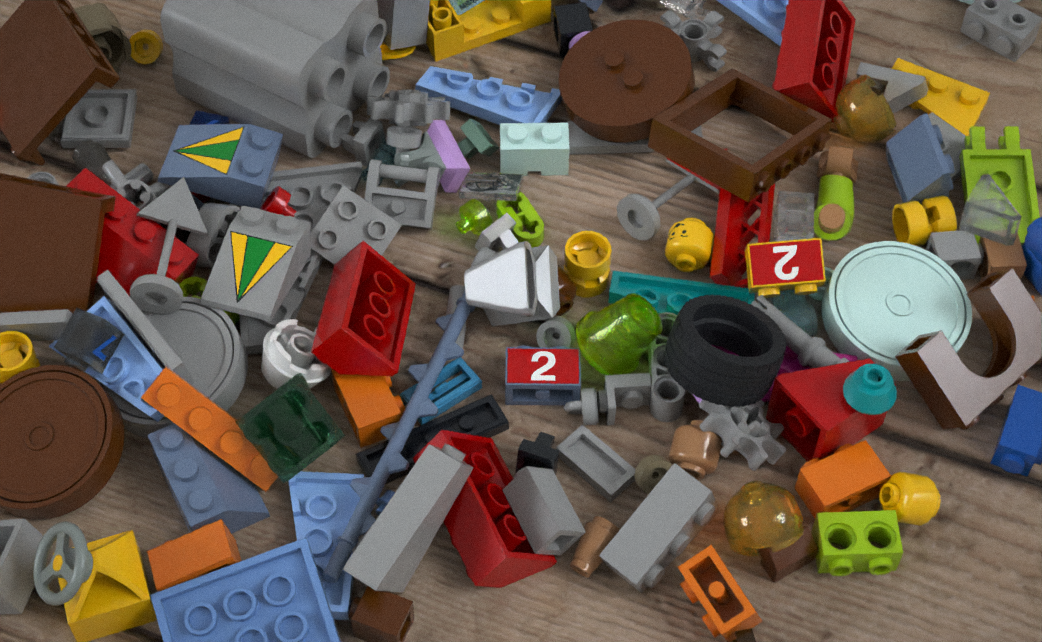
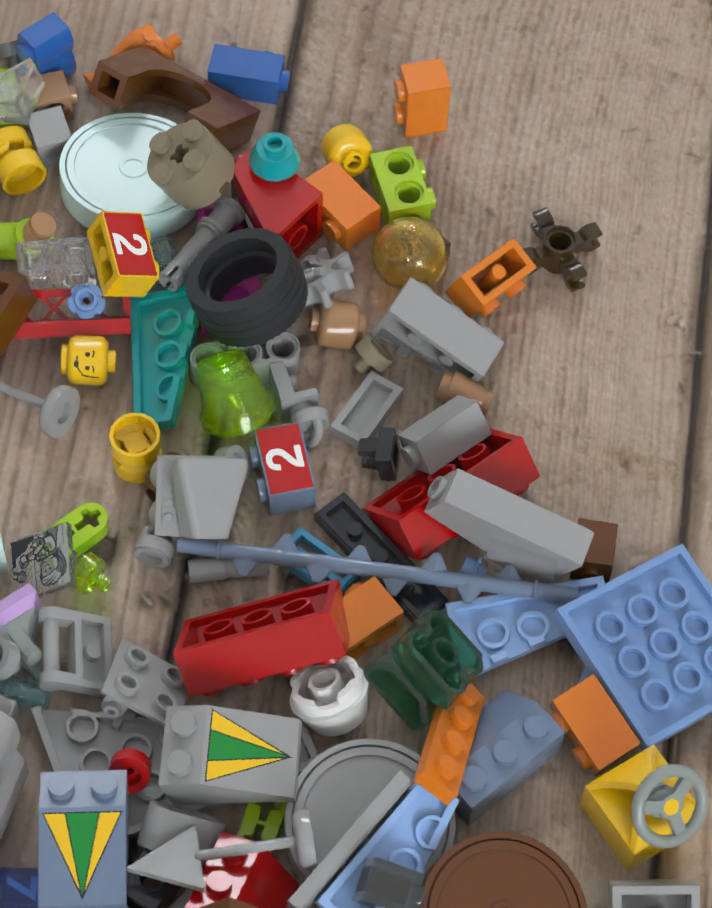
camera: 105 degrees left, 5 degrees up
(498, 235) = (112, 544): light grey tile -> none
(737, 241) = (84, 311): none -> medium blue plate
(873, 321) = (189, 164): none -> dark tan brick
(968, 577) = (422, 98): none -> orange brick

